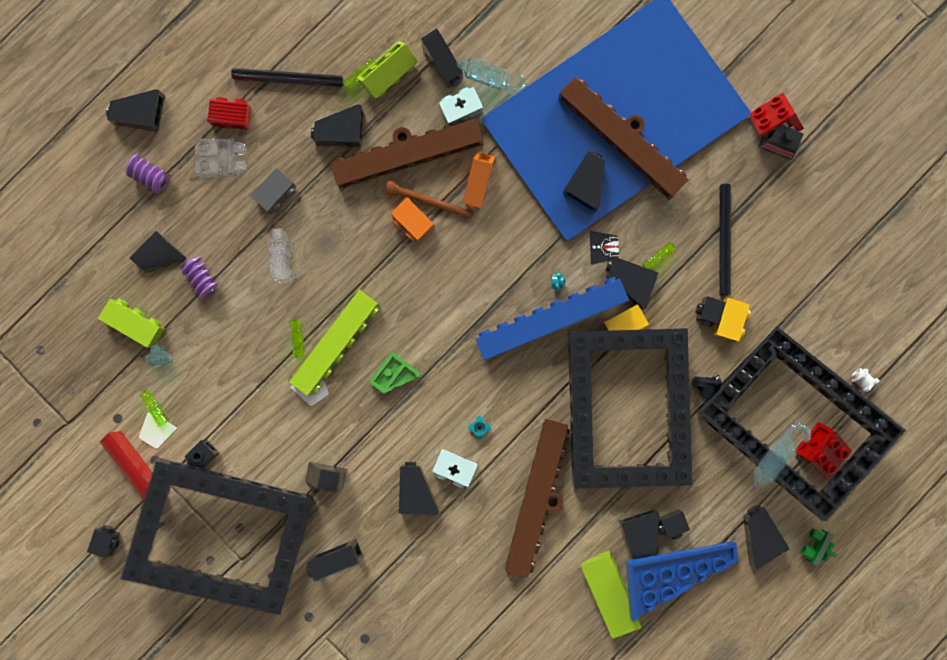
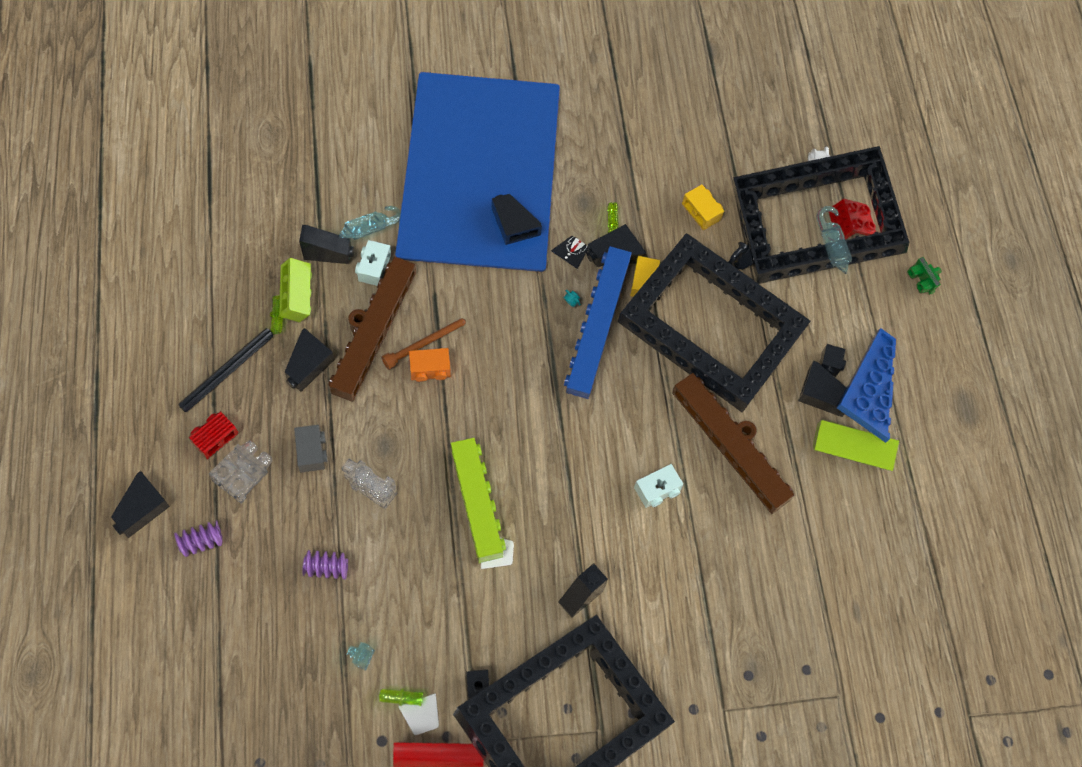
camera: 60 degrees left, 20 degrees down
(131, 322) = (311, 655): lime brick -> none
(156, 253) = (271, 586): black slope -> none
(297, 338) = (446, 528): clear neon green axle -> none
(334, 560) = (662, 638): black window -> none
(393, 374) = (541, 474): bright green wing -> none
(415, 492) = (653, 531): black slope -> none
(478, 180) = (443, 292): orange slope -> none
(484, 427) = (644, 439): teal plate -> none
(622, 138) = (502, 172): reddish brown hinge -> none
(710, 311) = (684, 215): black brick -> none
(725, 240) = (638, 168): black axle -> none
(762, 537) = (888, 307): black slope -> none
(774, 114) = (574, 68): red bracket -> none
(783, 141) = (597, 79): black torso -> none

